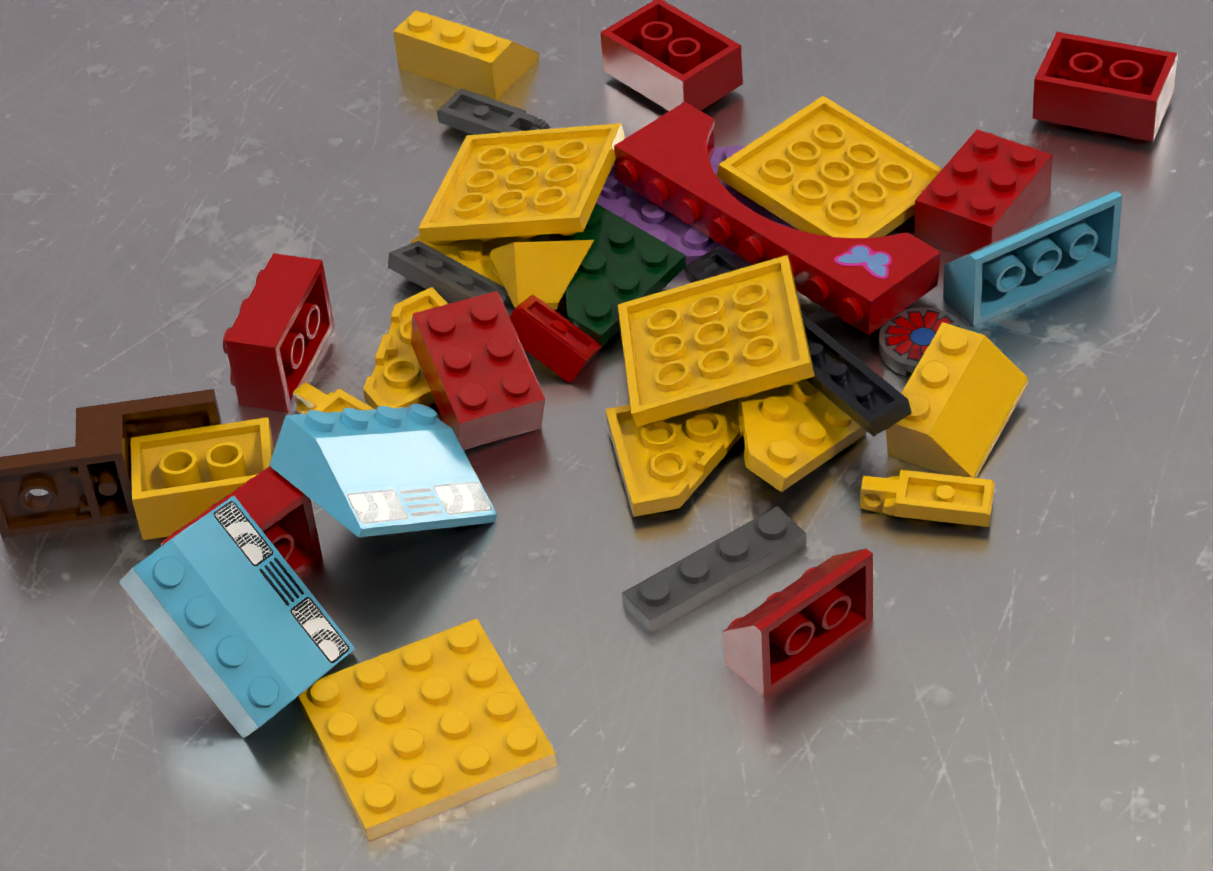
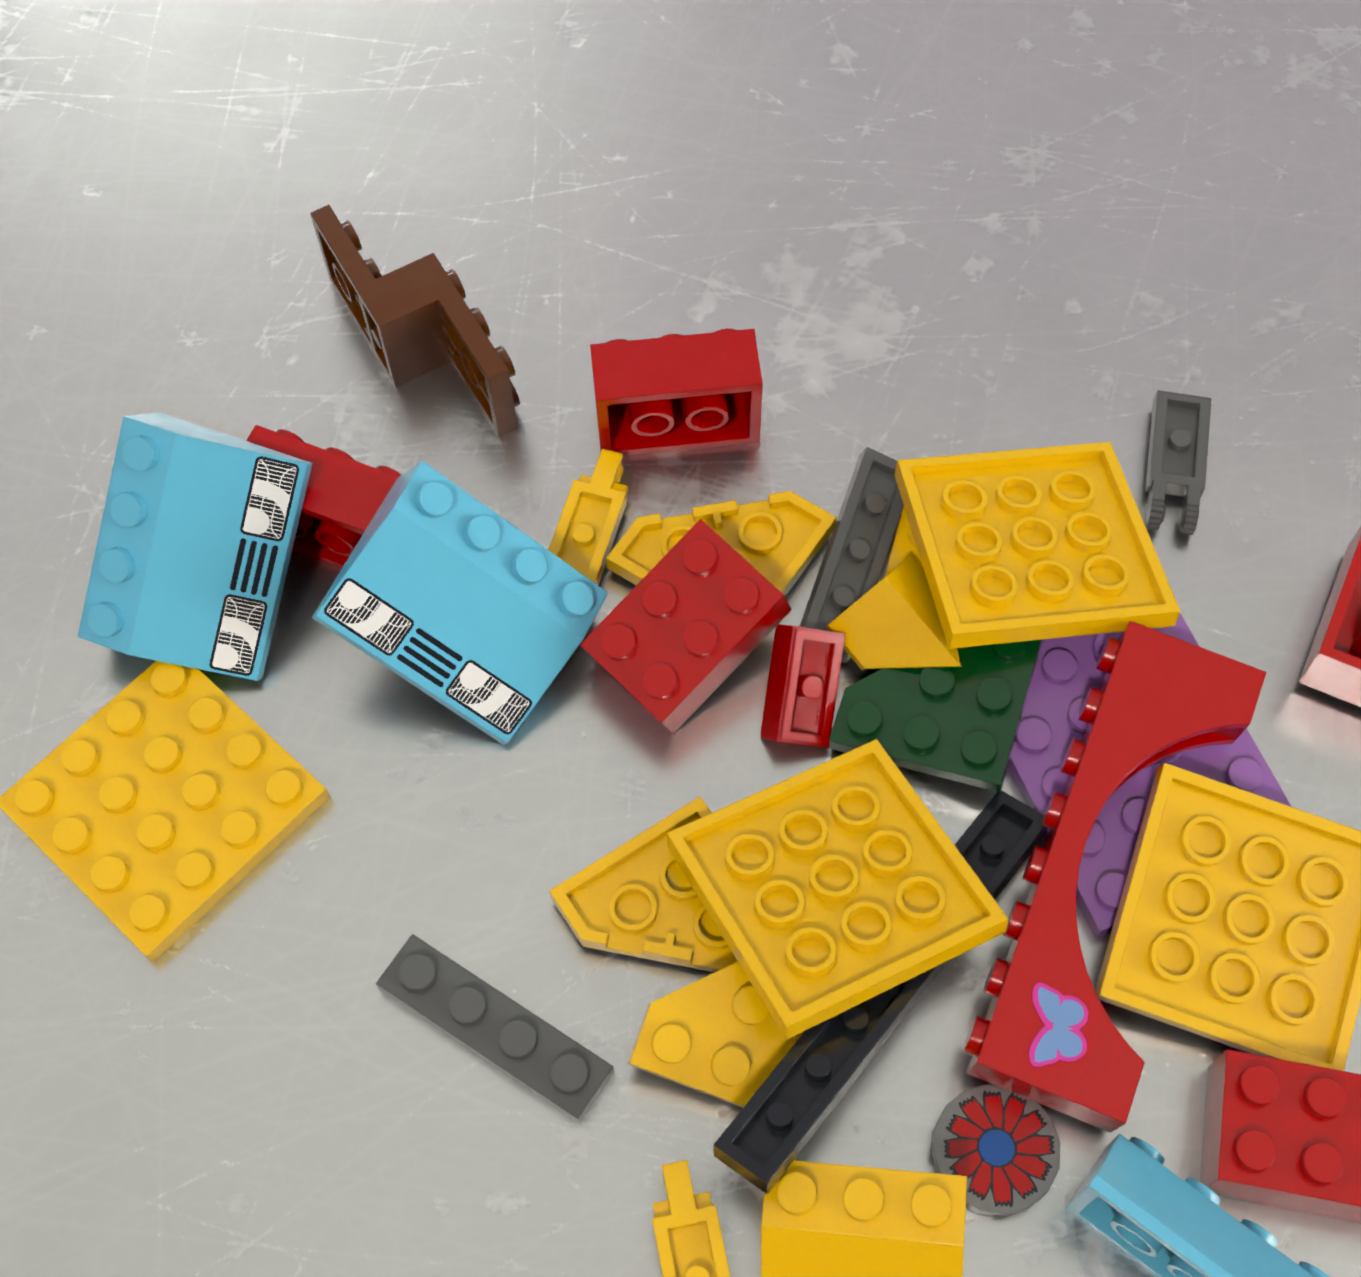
camera: 65 degrees right, 20 degrees up
(192, 469) = (430, 409): yellow slope -> none
(460, 55) = (1290, 373): yellow slope -> none
(801, 622) = (408, 1162): red slope -> none

